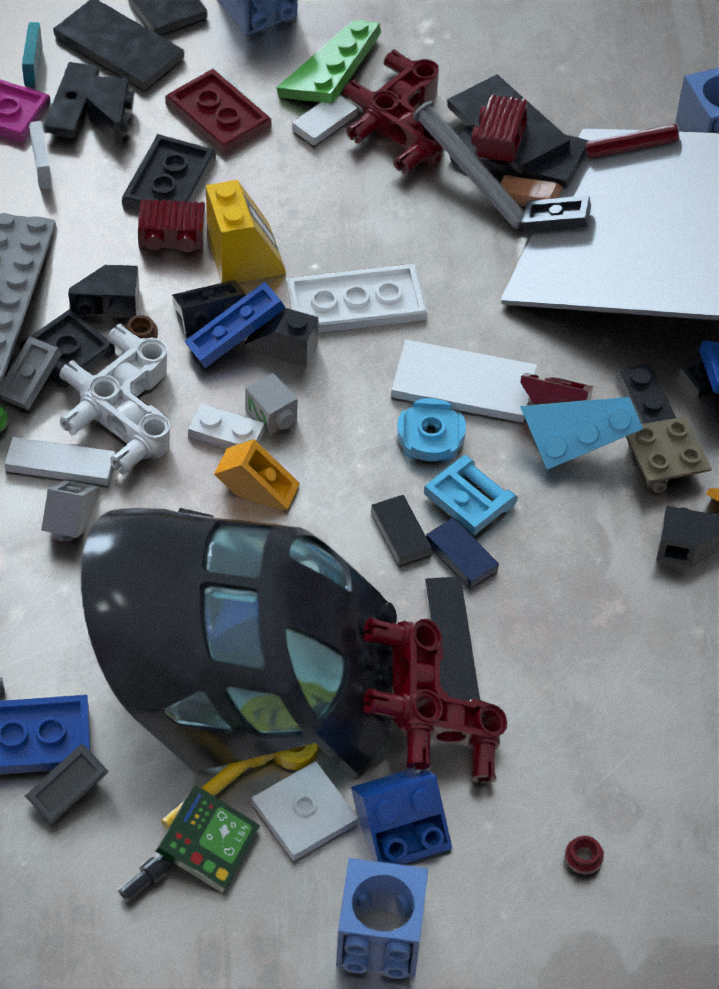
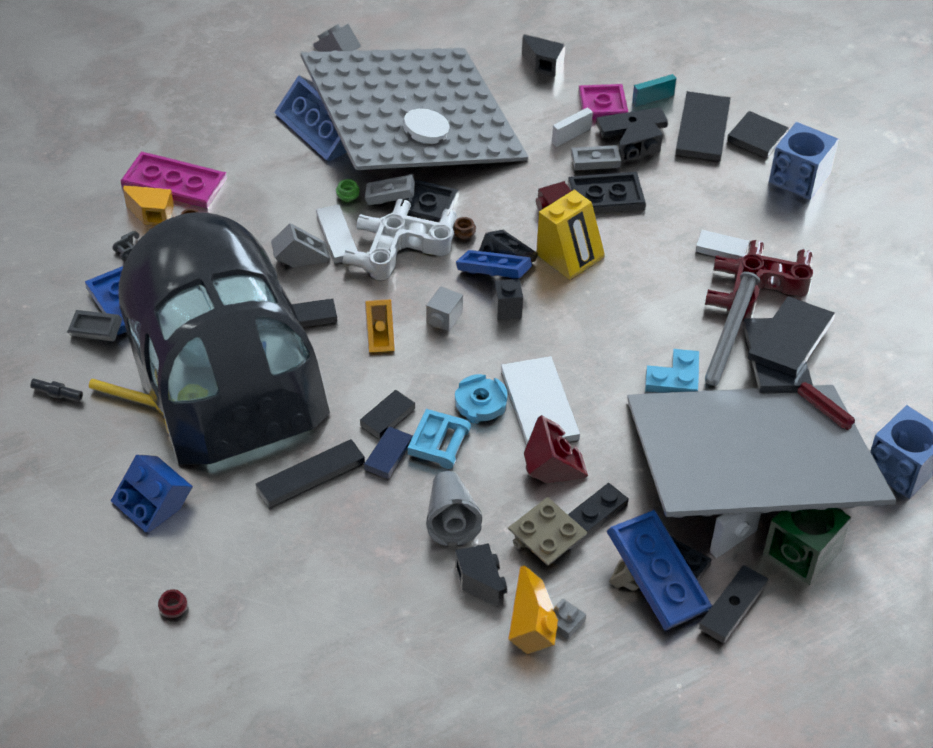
camera: 65 degrees right, 5 degrees down
(107, 158) = (596, 157): none -> light grey plate
(107, 292) = (482, 200): black slope -> none
(207, 838) = (87, 403): dark green tile -> none
(218, 111) = (684, 193): dark red tile -> none
(223, 427) = (413, 298): white plate -> none
(304, 811) = (134, 438): white plate -> none
(331, 66) = (768, 229): bright green wing -> none
(359, 297) = (572, 321): white tile -> none
(384, 888) = (58, 503): medium blue brick -> none
(421, 704) = (237, 448): dark red pin -> none
(498, 246) = (679, 378): none -> medium azure plate
(500, 128) = (769, 326): dark red brick -> none
(528, 189) = (740, 374): nougat tile -> none
(557, 213) = (722, 391): black plate -> none
(579, 427) = (526, 469): medium azure wing -> none
(589, 519) = (452, 511): none -> light grey cone

